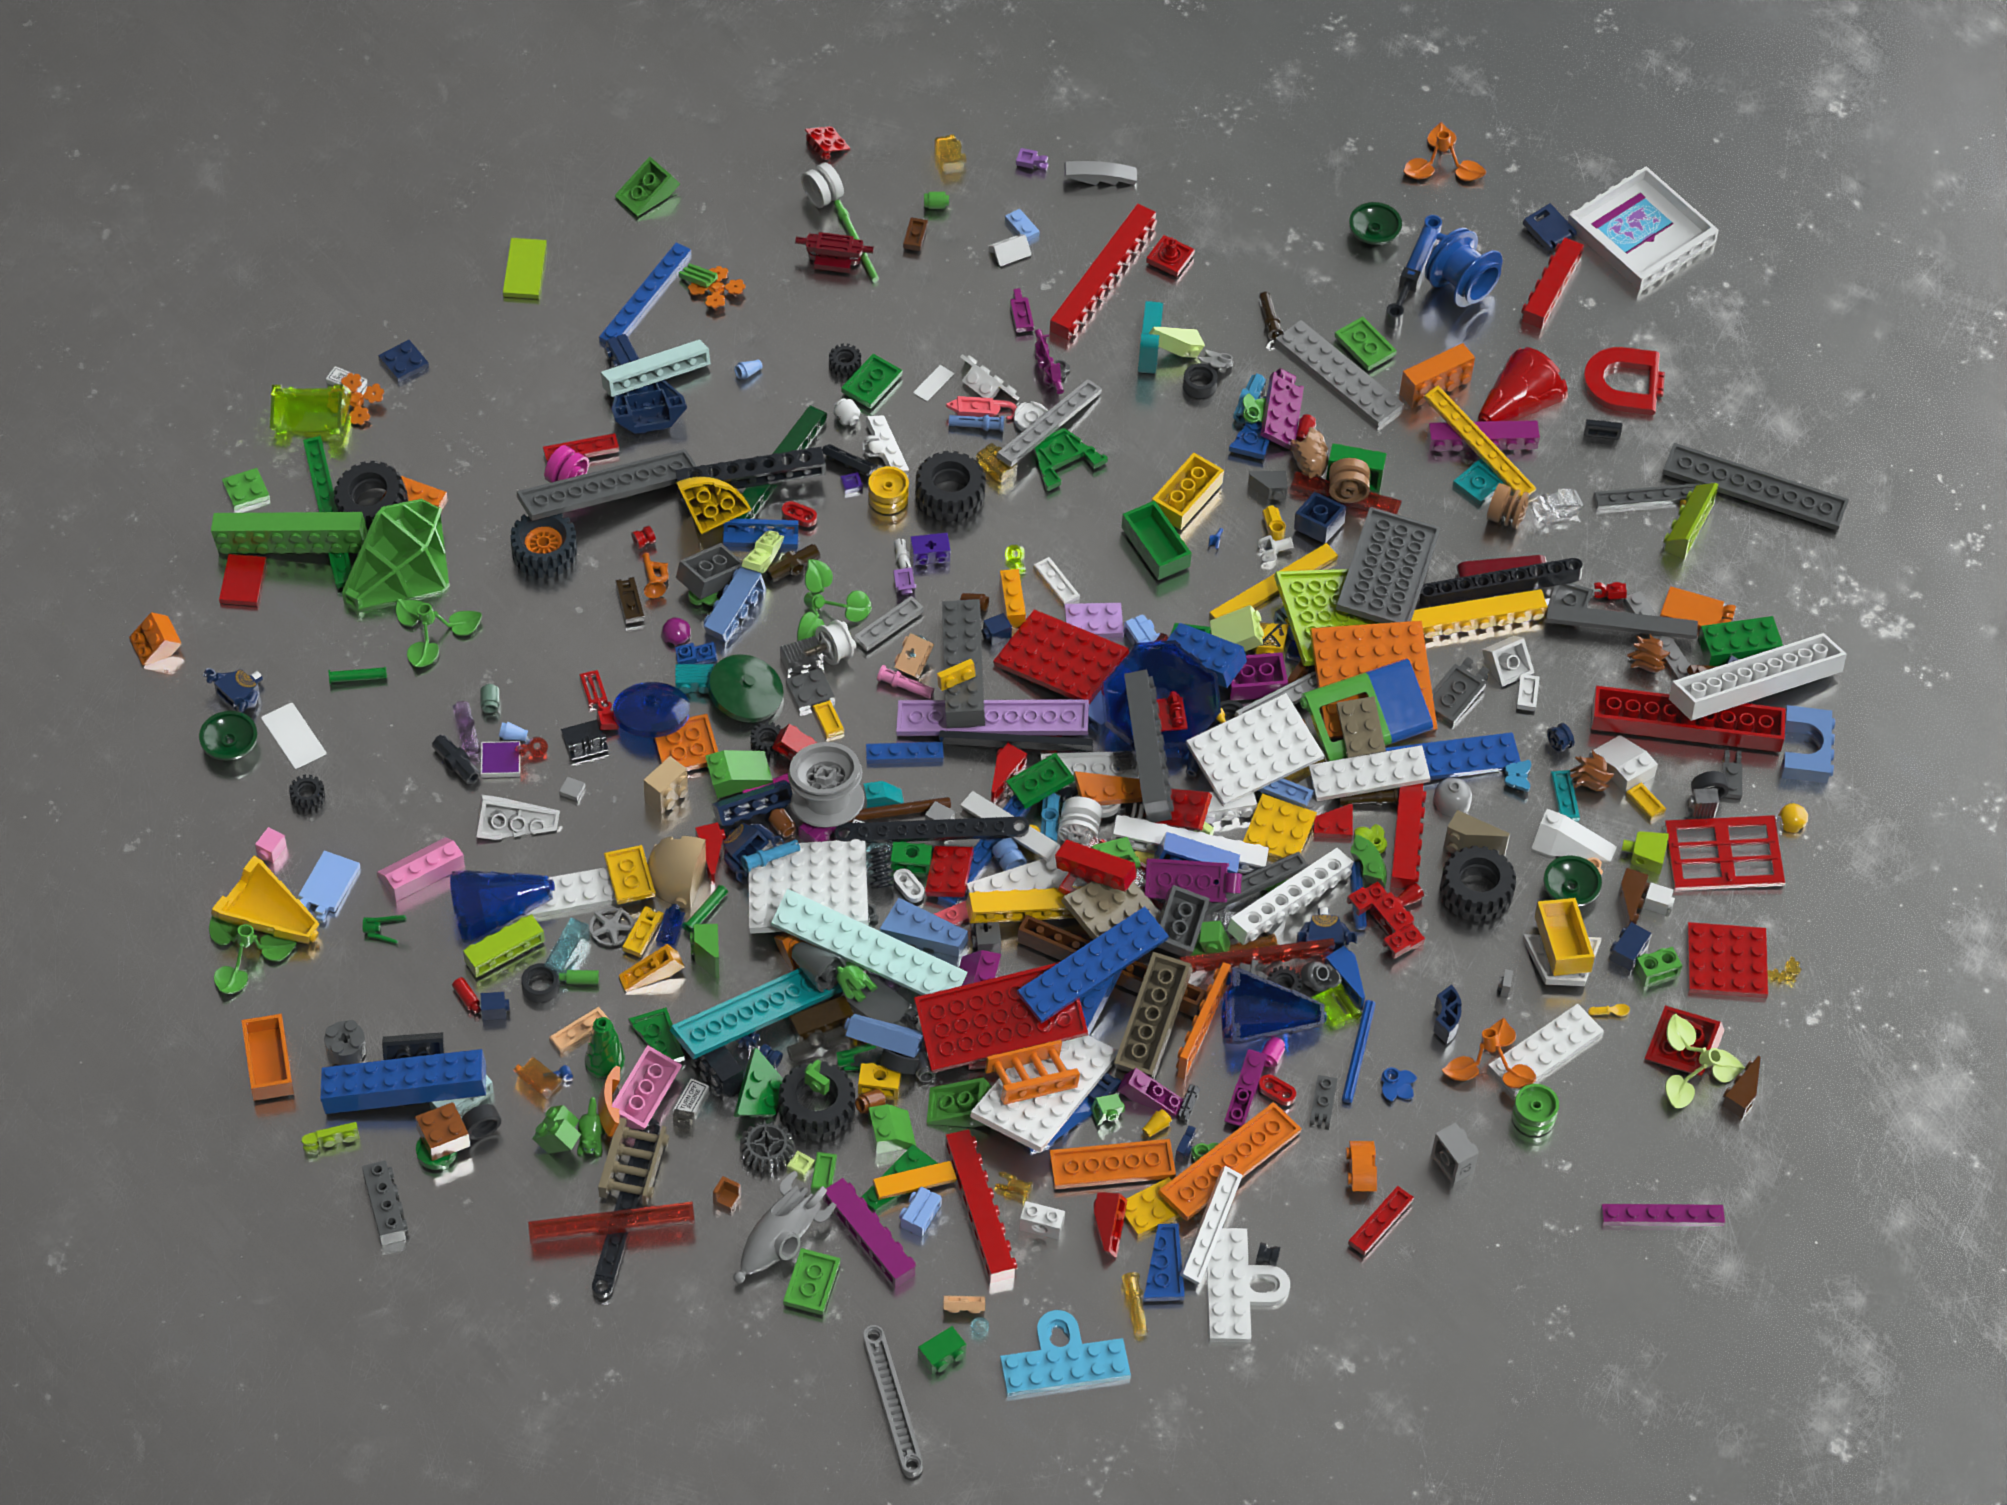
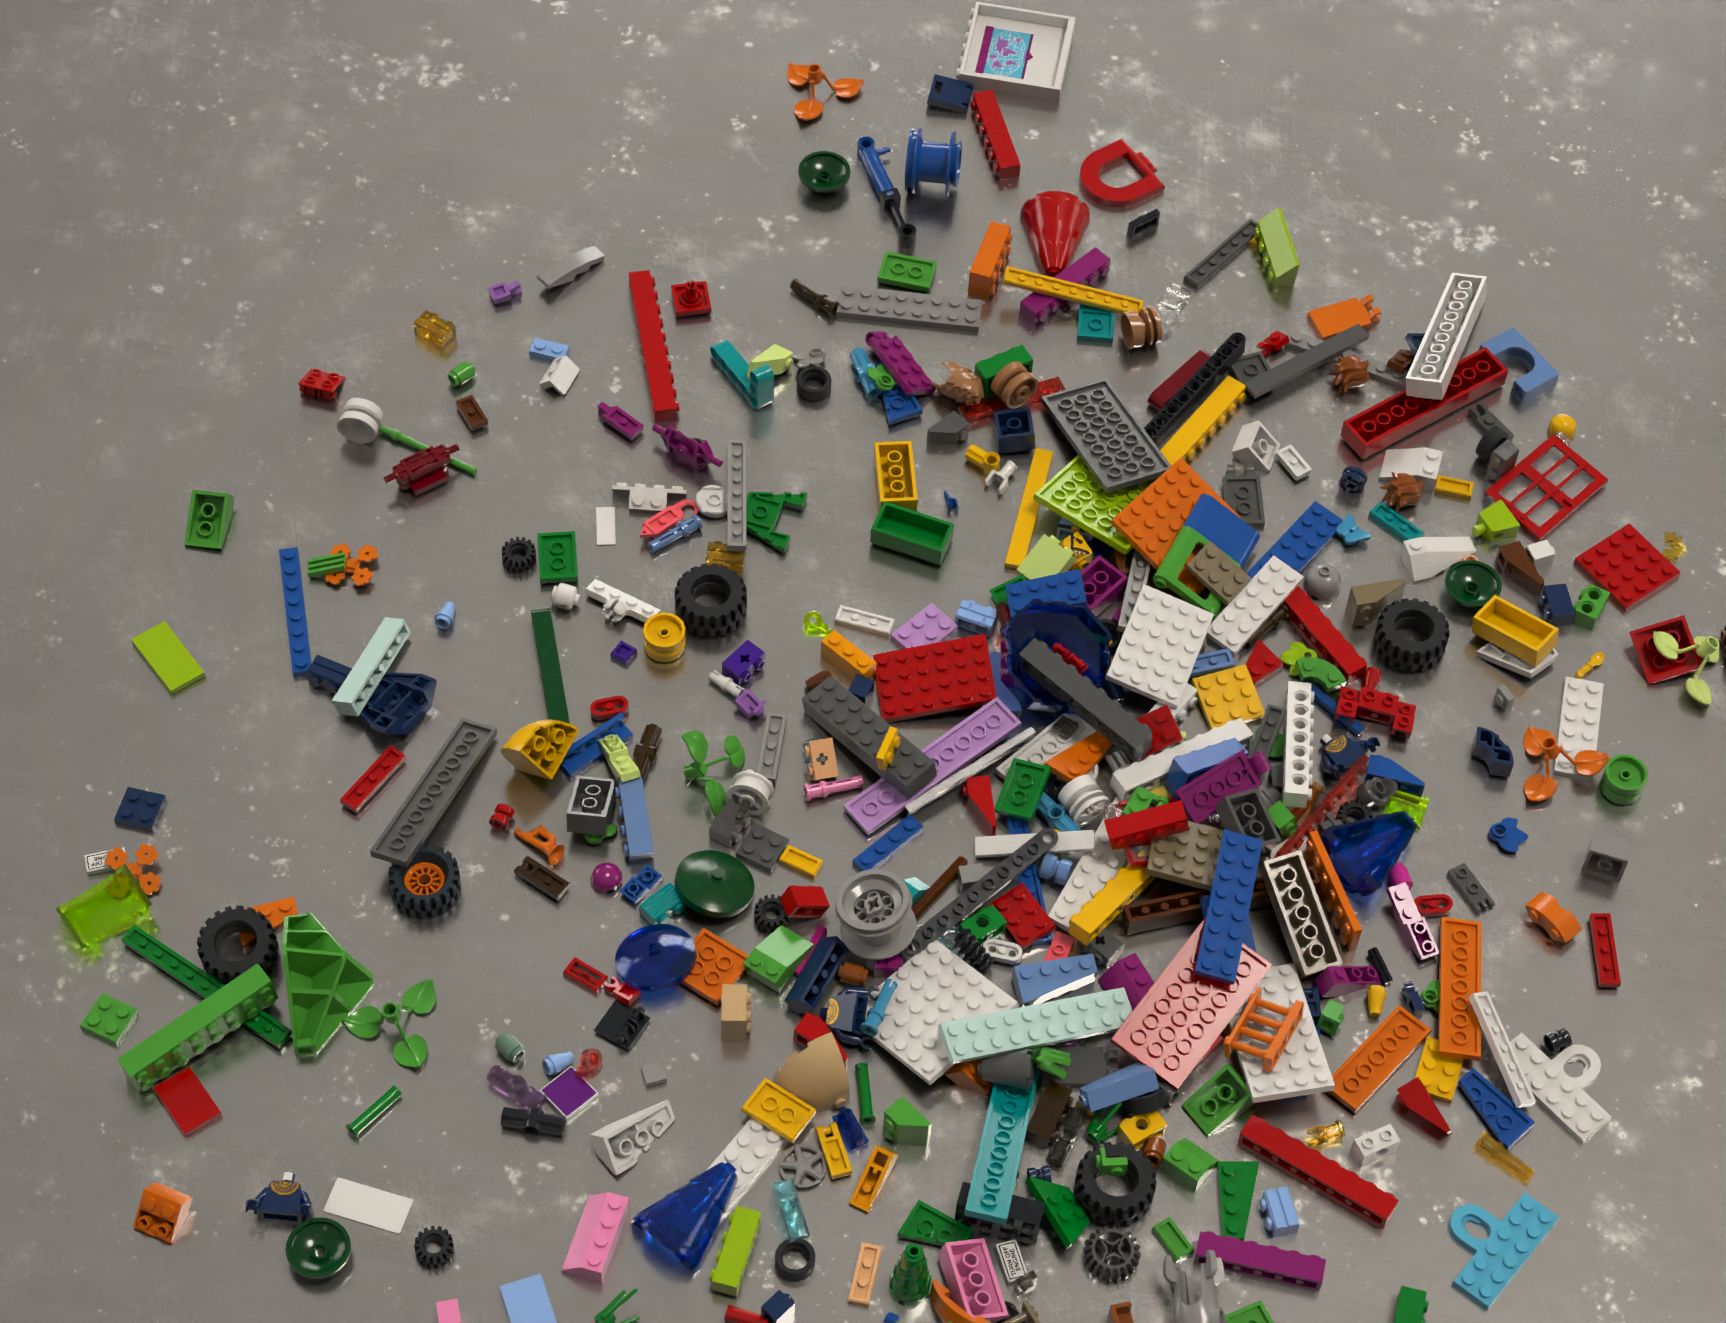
camera: 40 degrees left, 0 degrees up
(565, 464) = (383, 803): dark pink wheel -> none
(586, 977) = (824, 1227): bright green cylinder -> none
(761, 469) = (553, 695): black brick -> none
(800, 1164) = (1149, 1247): yellowish green tile -> none
(848, 460) = (605, 635): black plate -> none
(914, 1179) = (1251, 1190): light orange tile -> none
(973, 1304) = (1386, 1260): light nougat plate -> none
(980, 1334) = (1419, 1267): clear light blue bush -> none
(1303, 427) = (929, 367): red cone -> none
(1358, 1051) = (1456, 830): blue axle -> none
(1738, 639) = (1400, 316): green piece -> none
(1756, 486) = (1289, 195): dark grey plate -> none

